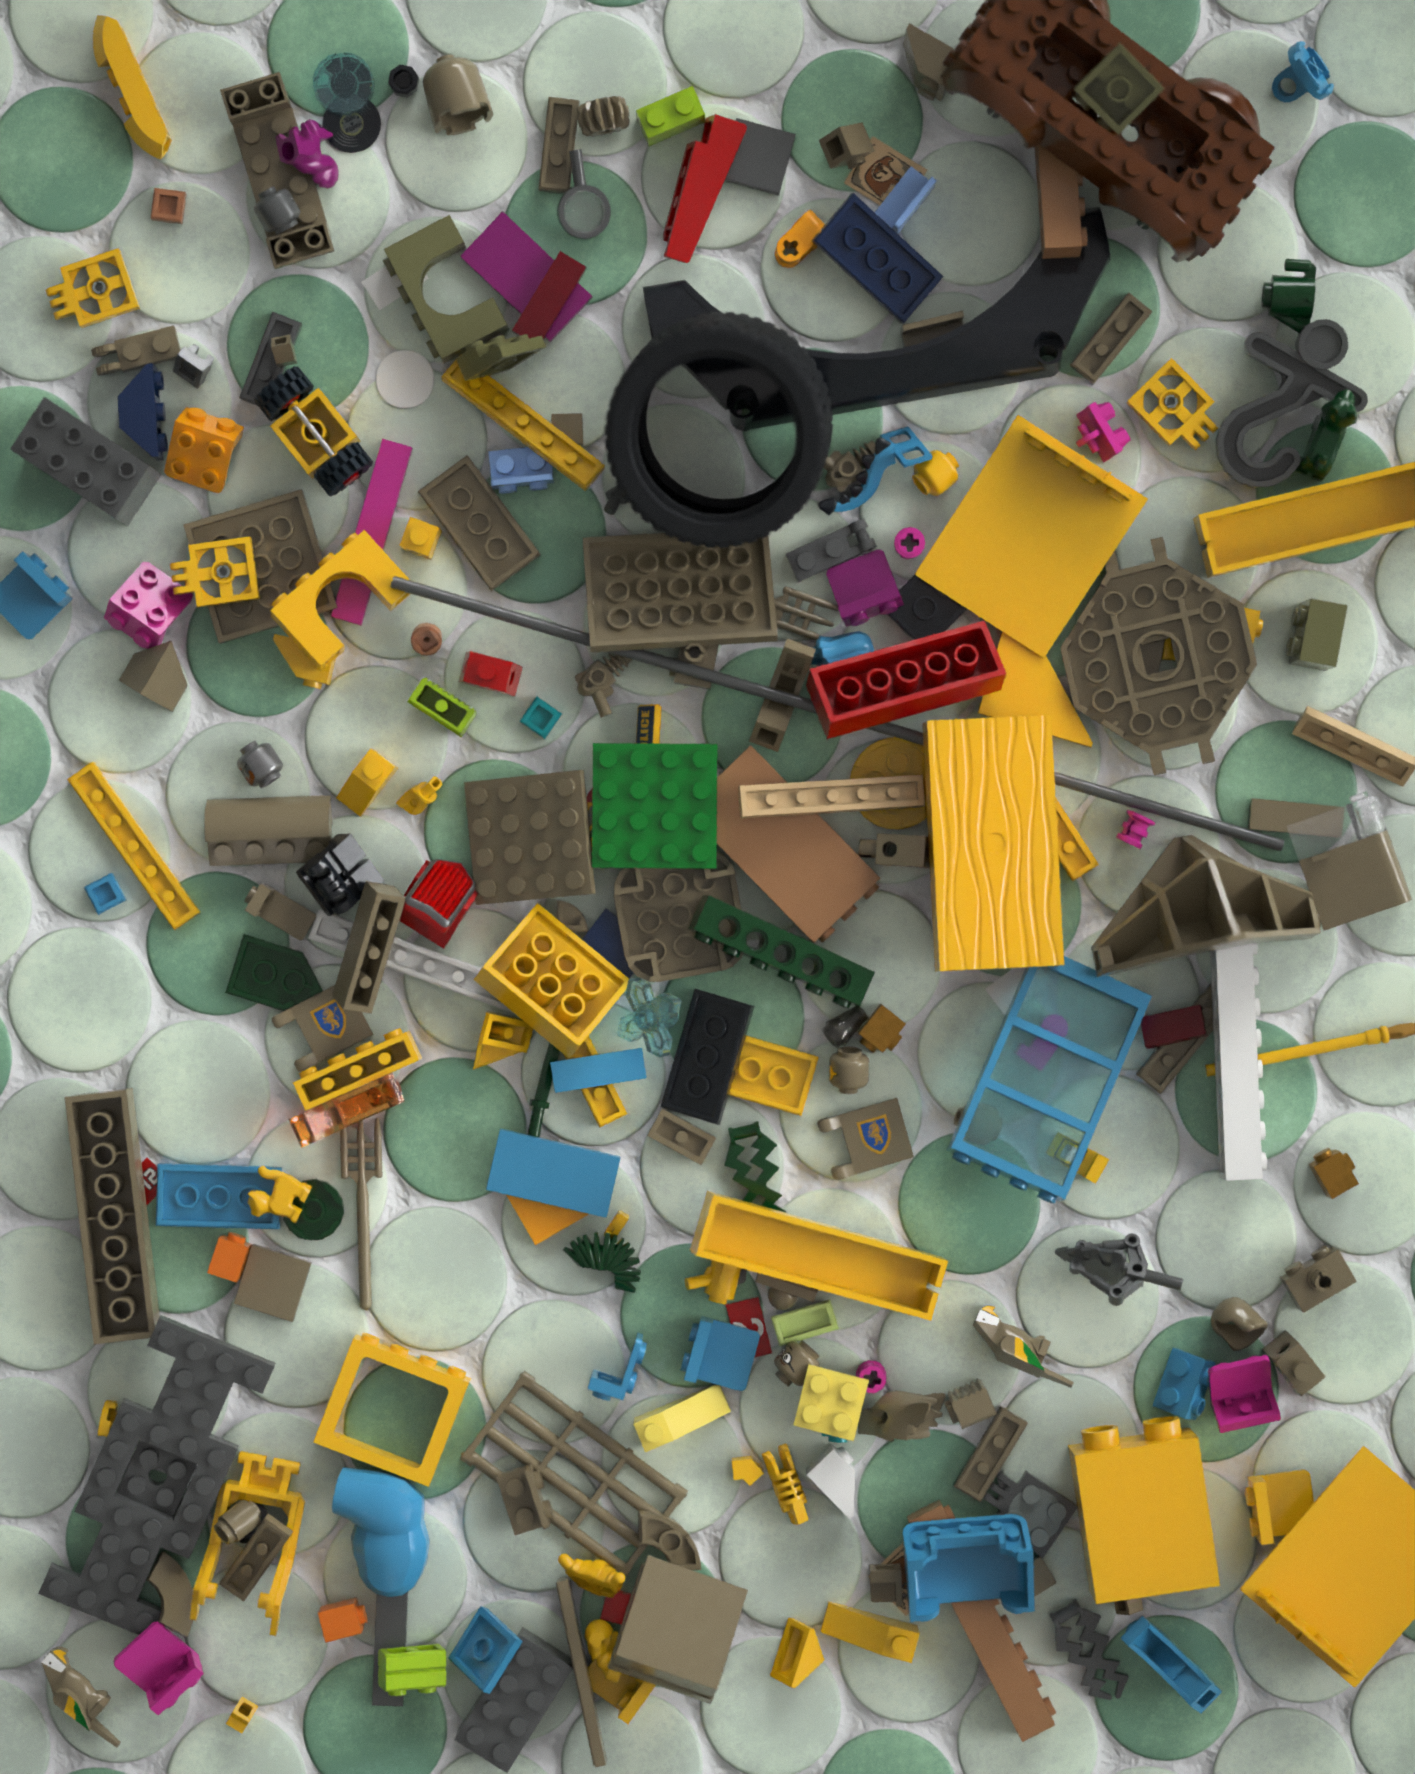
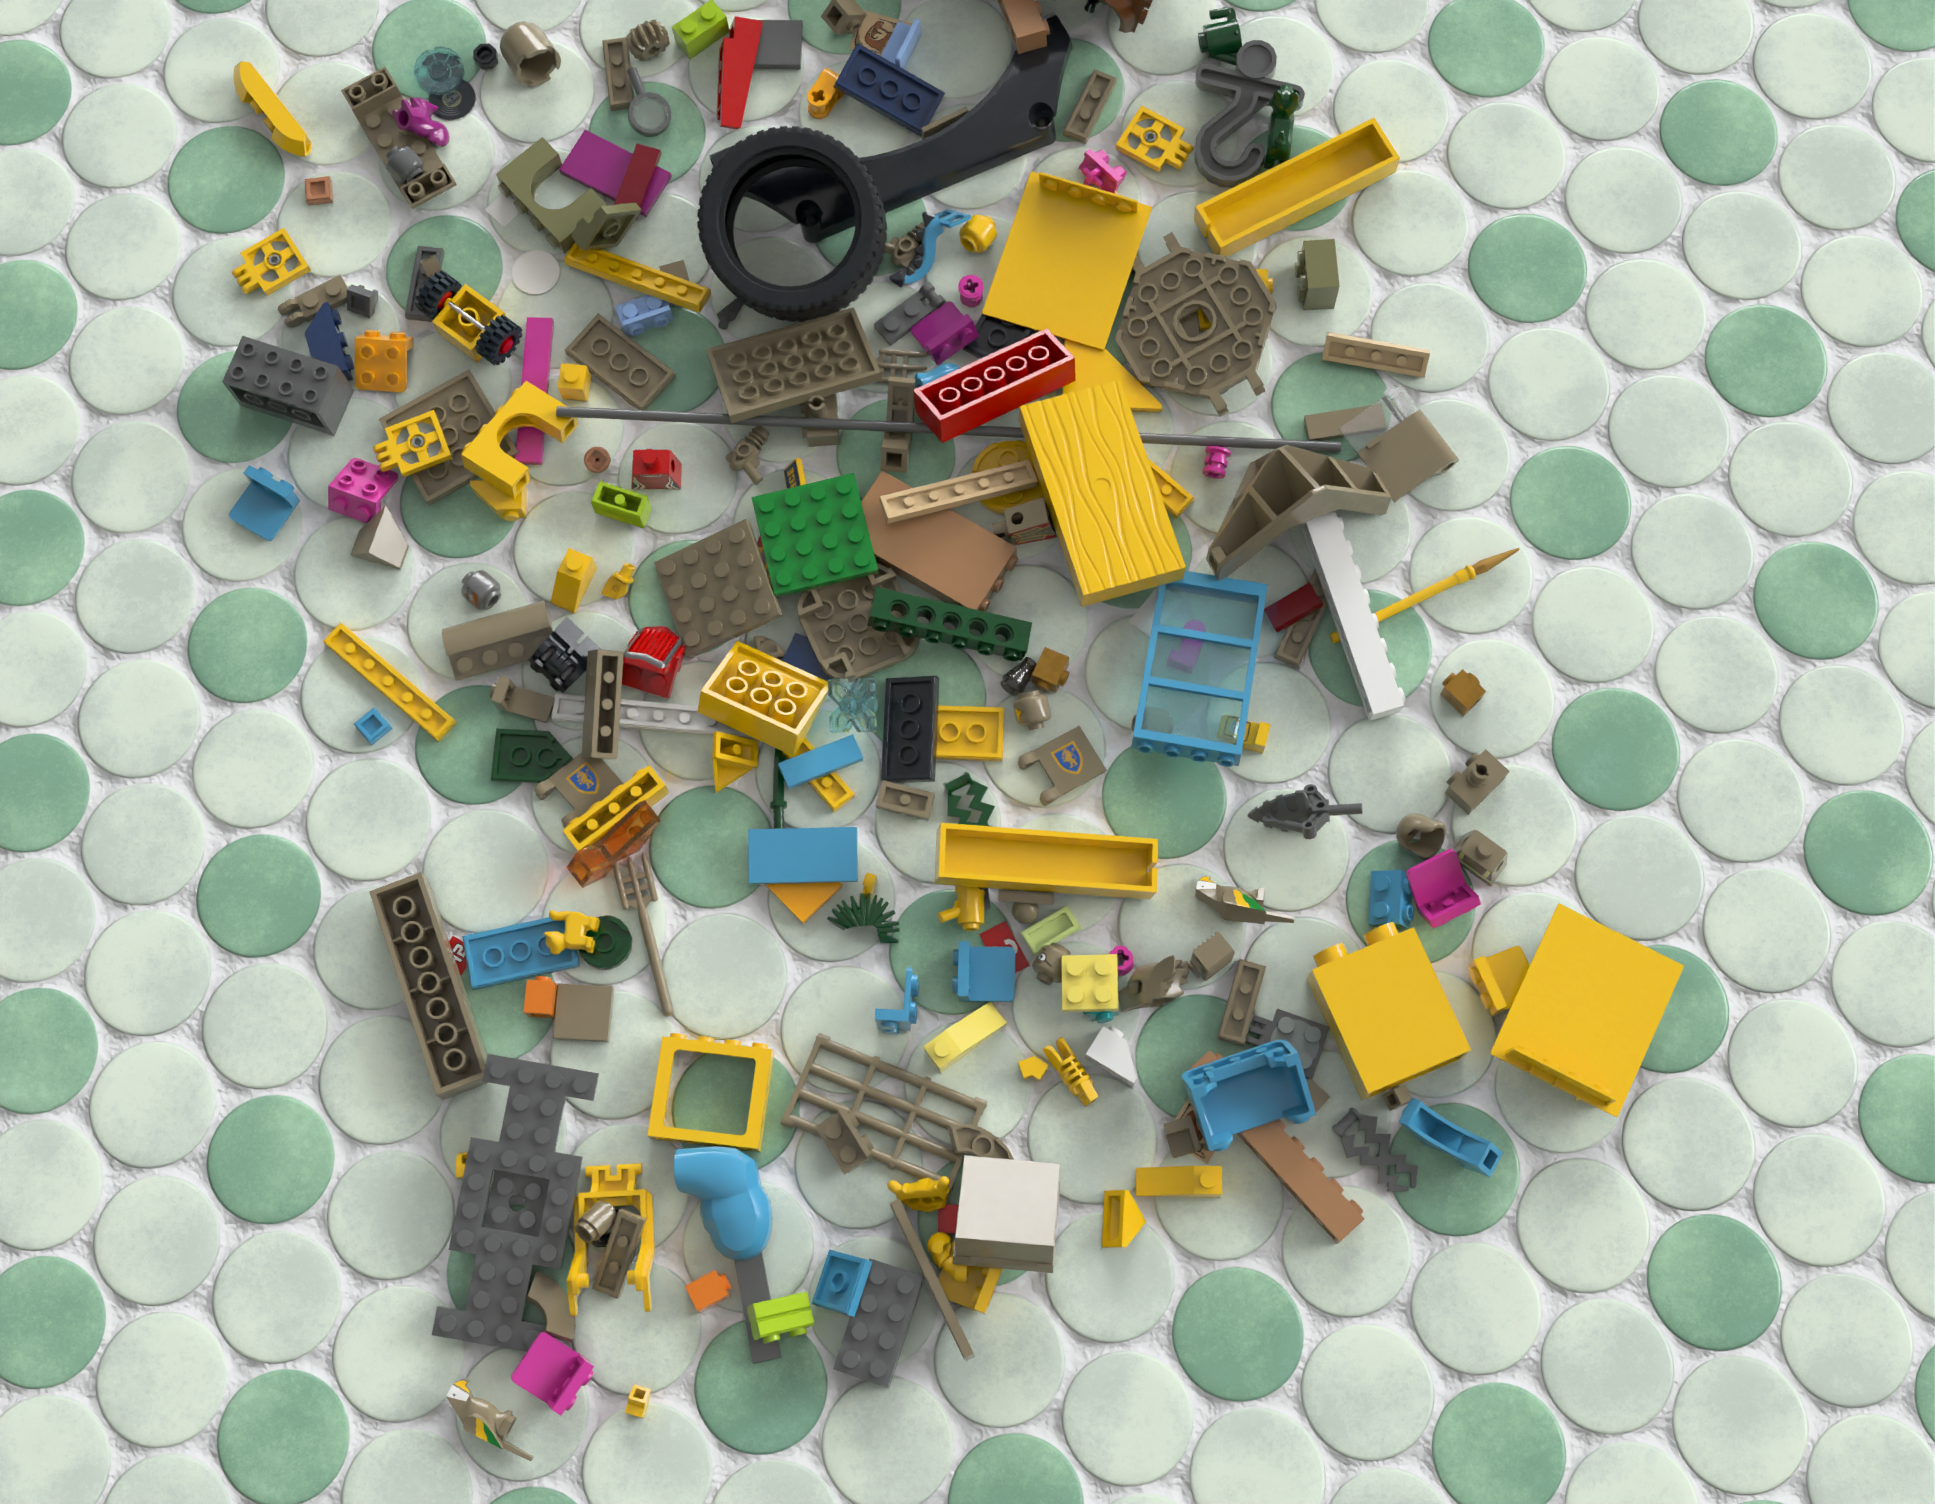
camera: 10 degrees left, 15 degrees down
(540, 717) = (705, 498): teal tile -> none

